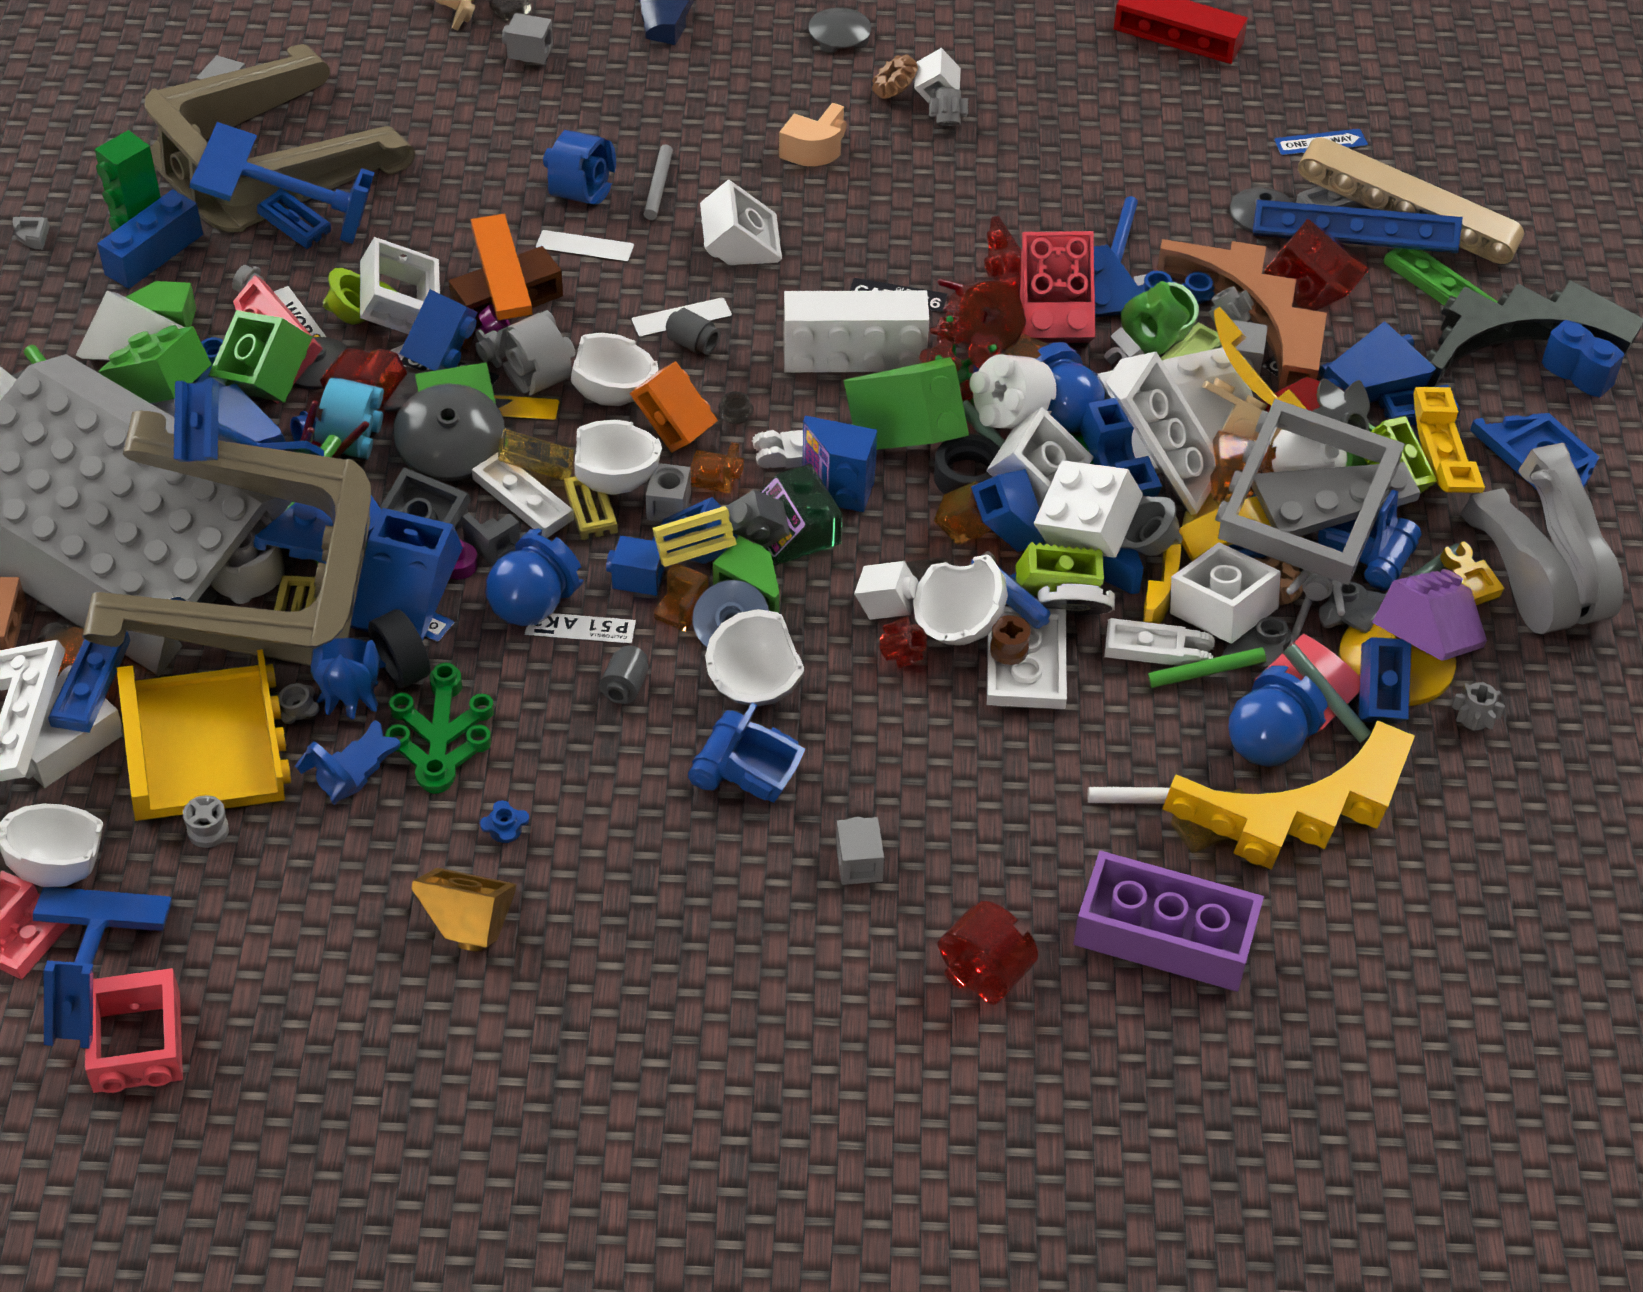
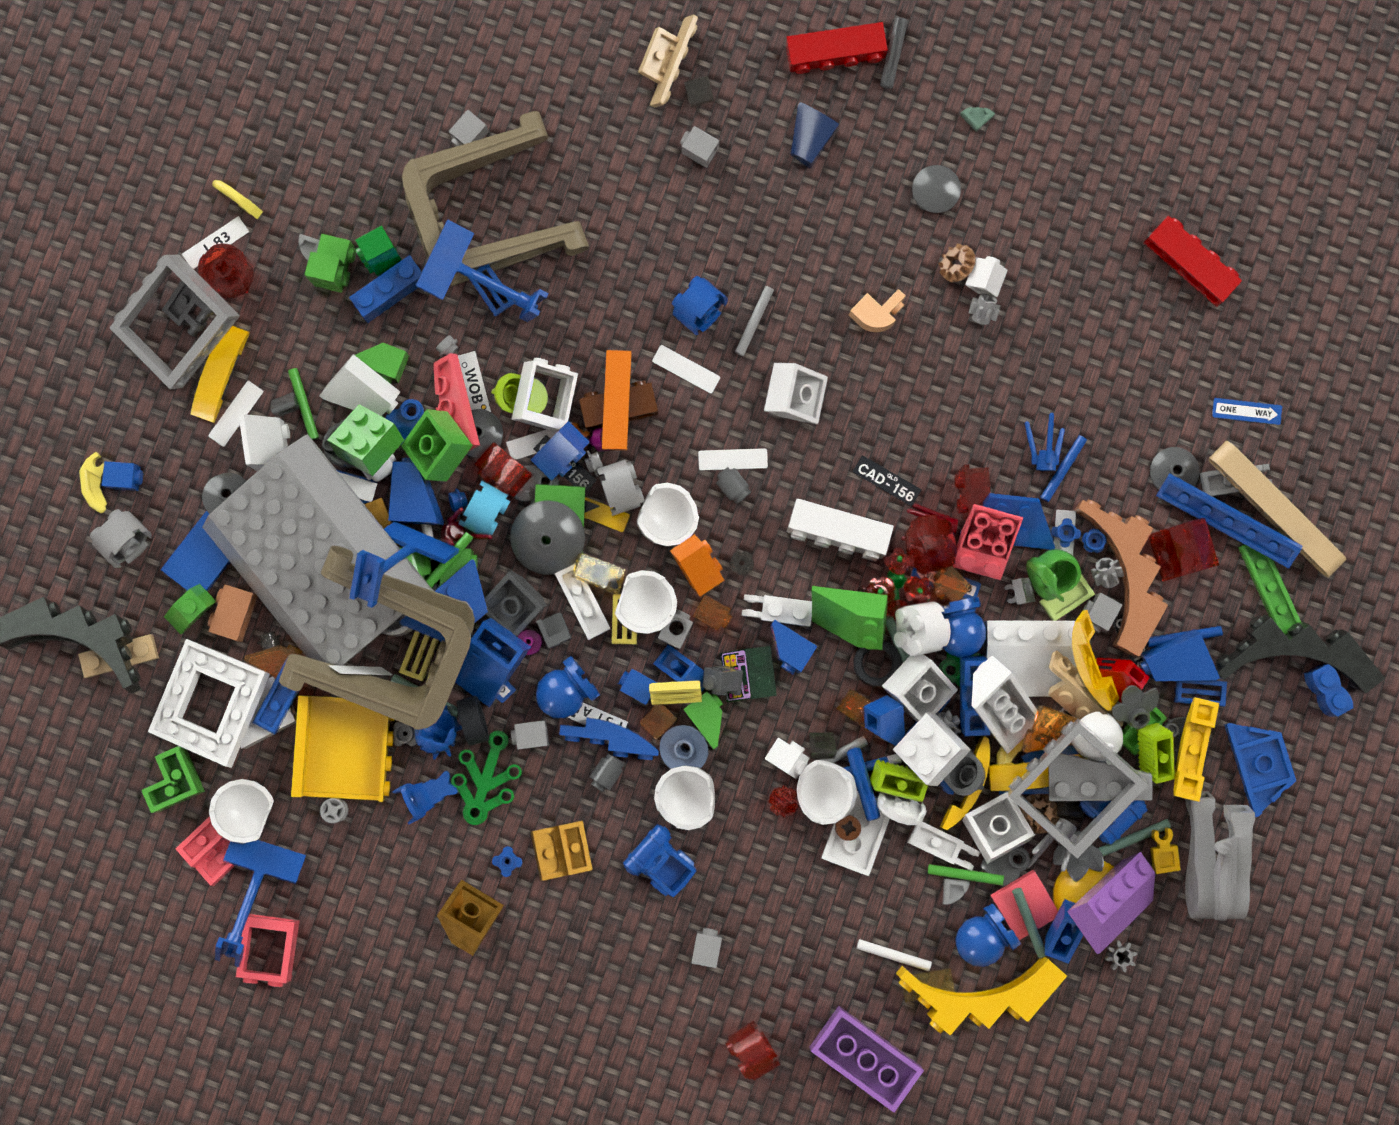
camera: 20 degrees right, 35 degrees up
(62, 229) = (330, 264): none -> bright green brick
(494, 650) = (530, 735): none -> light grey brick
(586, 790) = (561, 850): none -> pearl gold slope
(616, 625) = (620, 738): none -> blue slope
(1093, 220) = (1047, 458): none -> blue plant
(1198, 696) = (954, 890): none -> light grey tile

